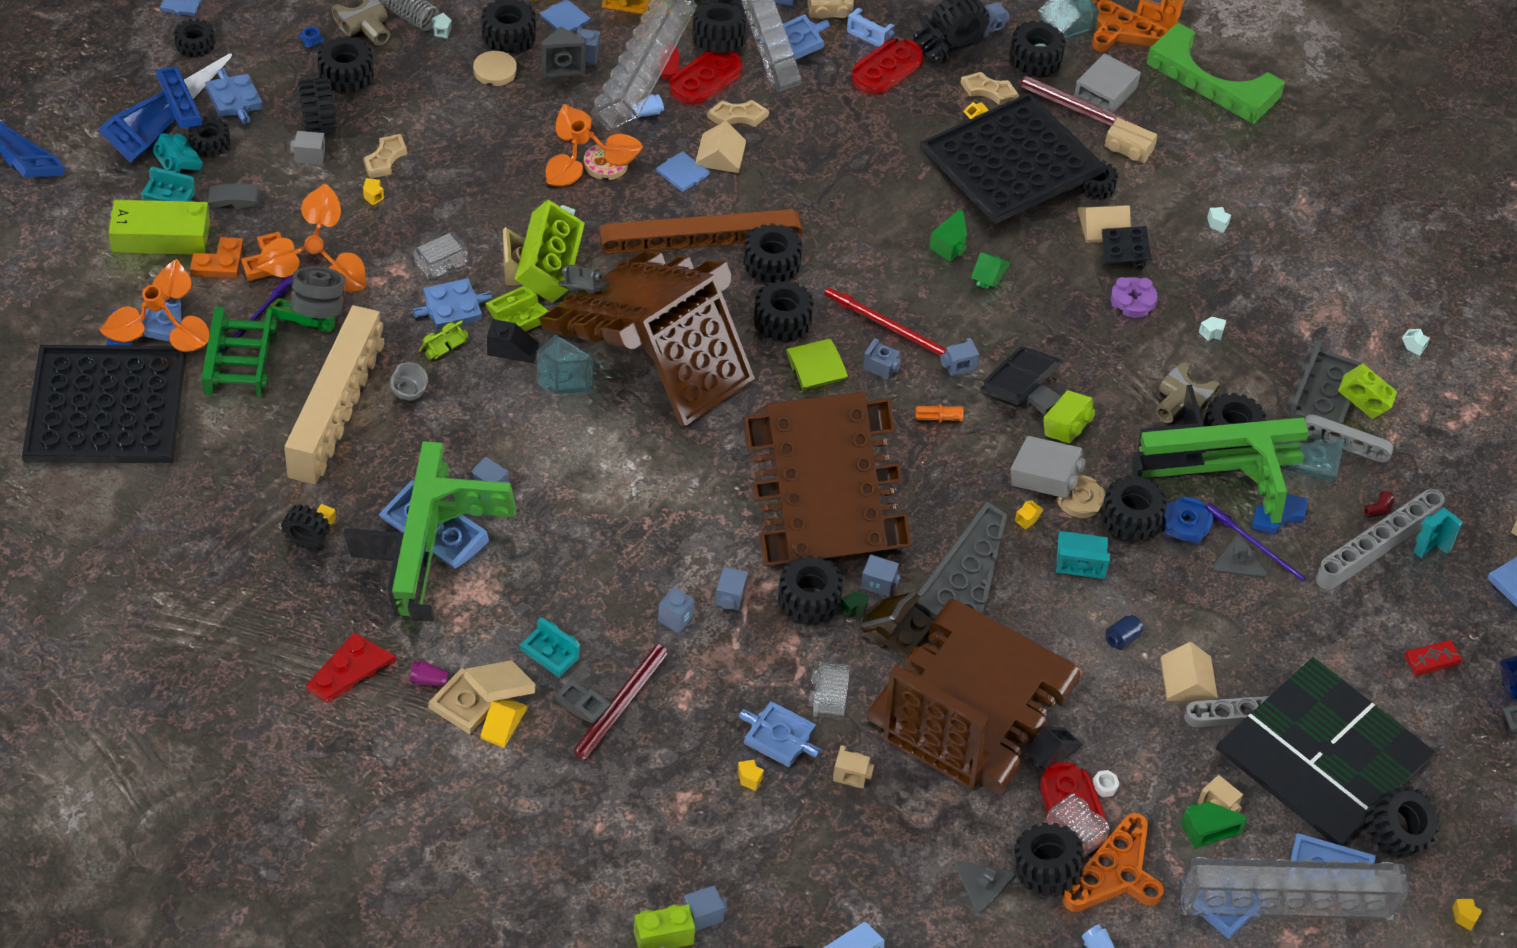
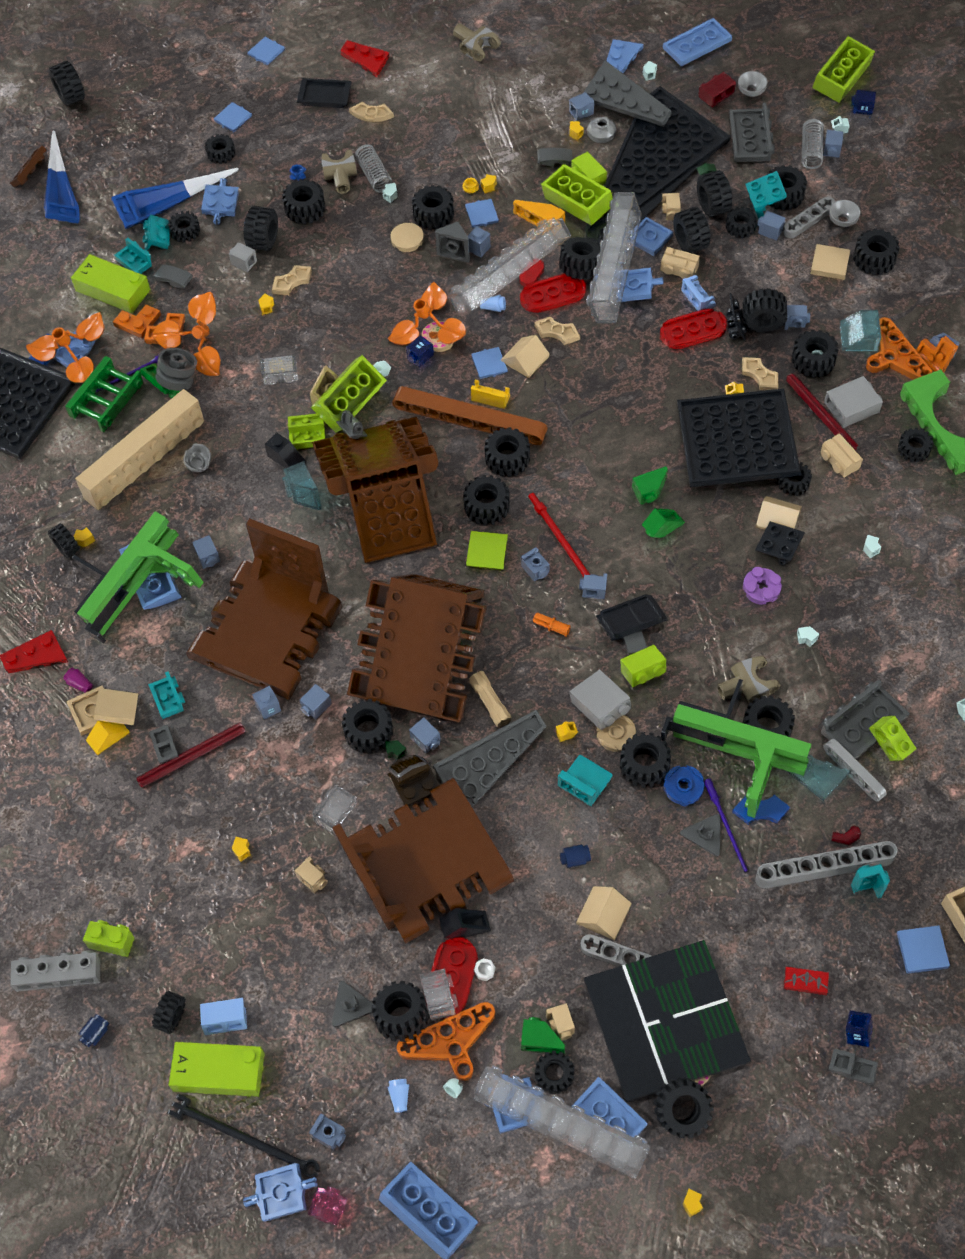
camera: 35 degrees right, 10 degrees up
(178, 97) = (178, 191): blue tile -> none
(450, 334) = (249, 432): lime hinge -> none
(452, 303) = (265, 409): medium blue plate -> none
(597, 182) = (419, 351): none -> clear blue brick
(618, 505) = (272, 614): none -> reddish brown bracket
(706, 907) = (145, 935): sand blue brick -> none
(709, 204) = (489, 395): none -> yellow hinge
(779, 734) = (279, 827): medium blue plate -> none
(940, 521) = (488, 696): none -> tan axle
(1156, 914) = (453, 1087): none -> light aqua hinge
(1199, 97) = (915, 436): none -> black tyre
(1247, 838) = (554, 1085): none -> black tyre

